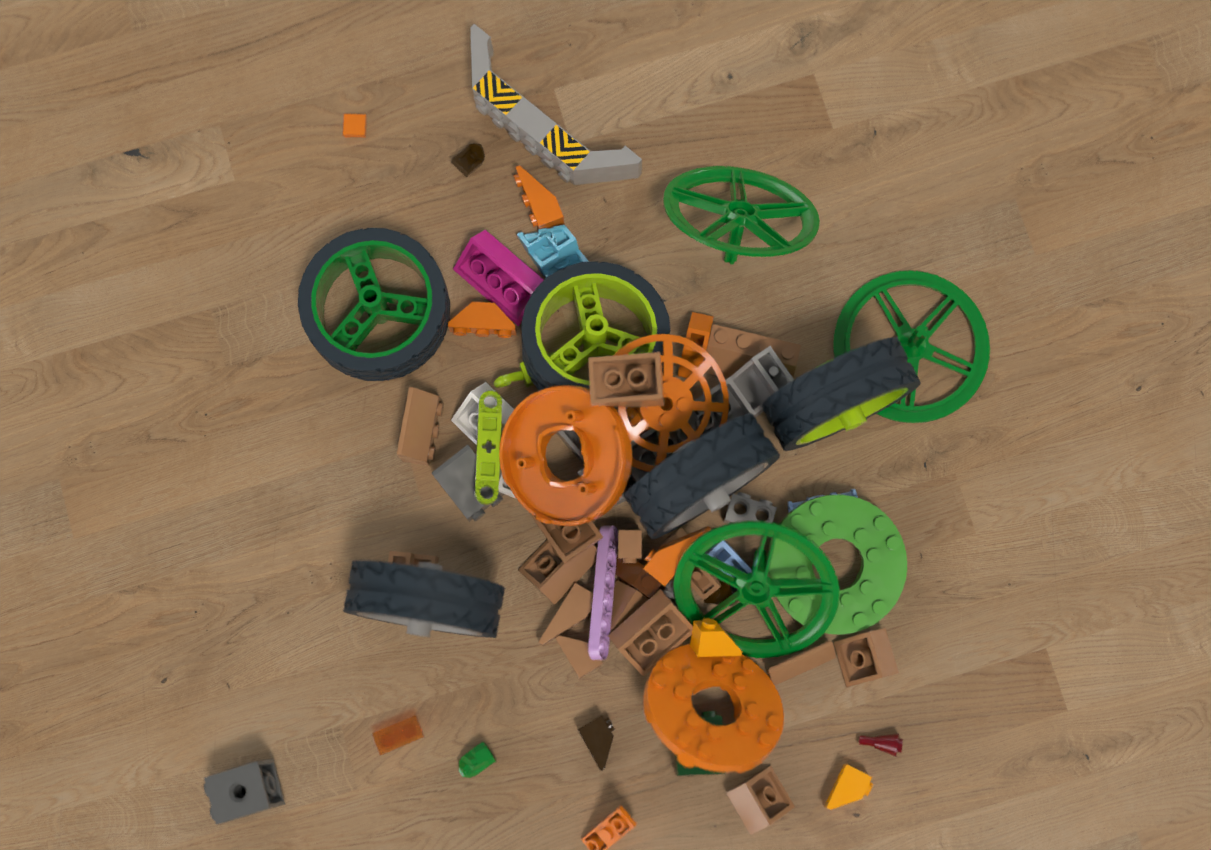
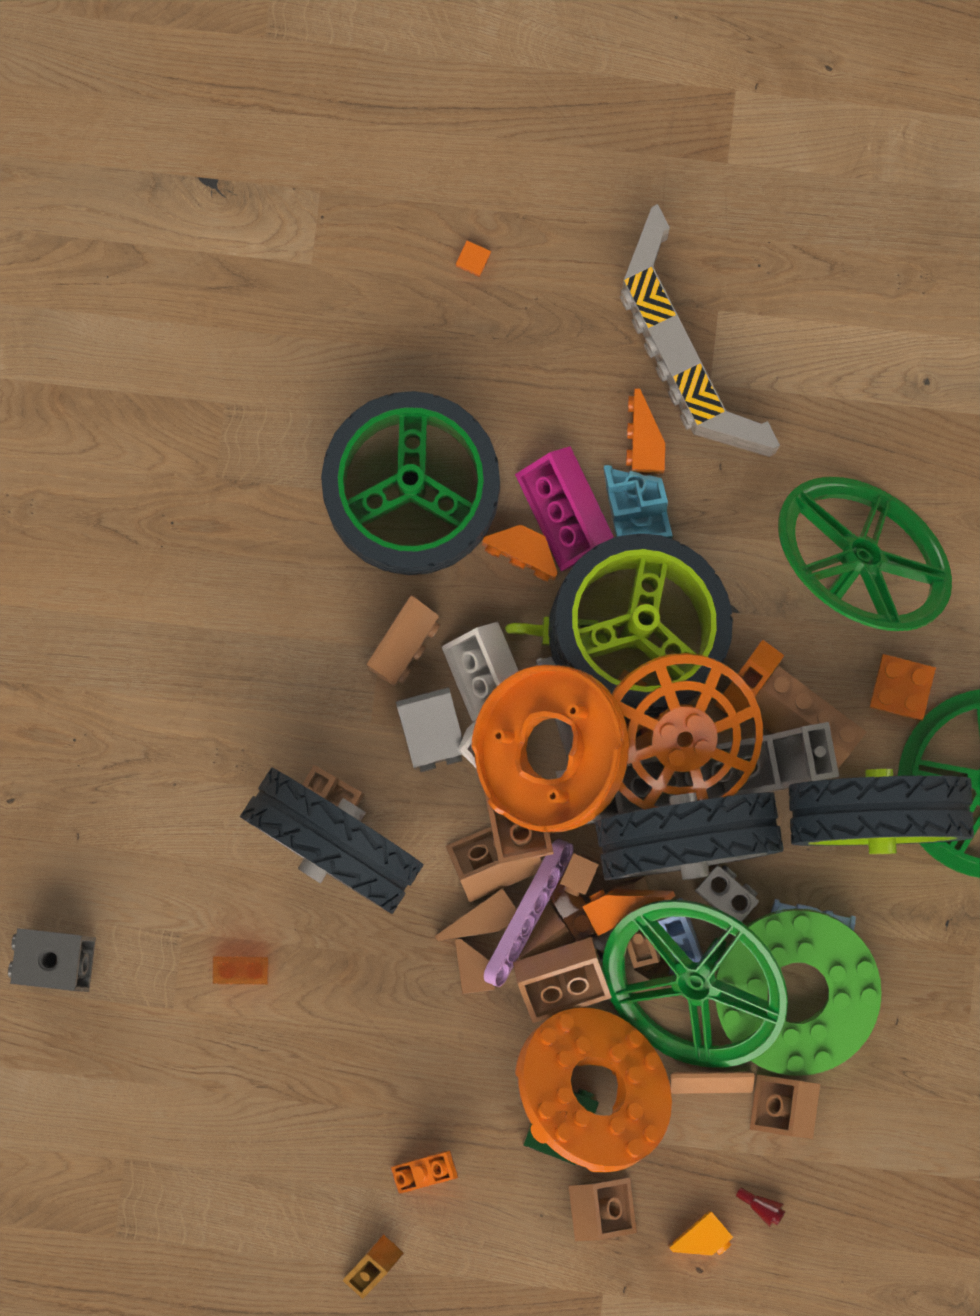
camera: 20 degrees right, 5 degrees up
(469, 159) = (586, 355): dark brown plate -> none
(476, 761) = (313, 1034): green rock -> none
(488, 463) = (461, 718): lime piece -> none
(598, 739) = (455, 1069): dark brown slope -> none
(627, 380) = (651, 698): medium nougat slope -> none
(711, 640) = (624, 1016): light orange slope -> none
(812, 303) = (902, 687): none -> orange plate

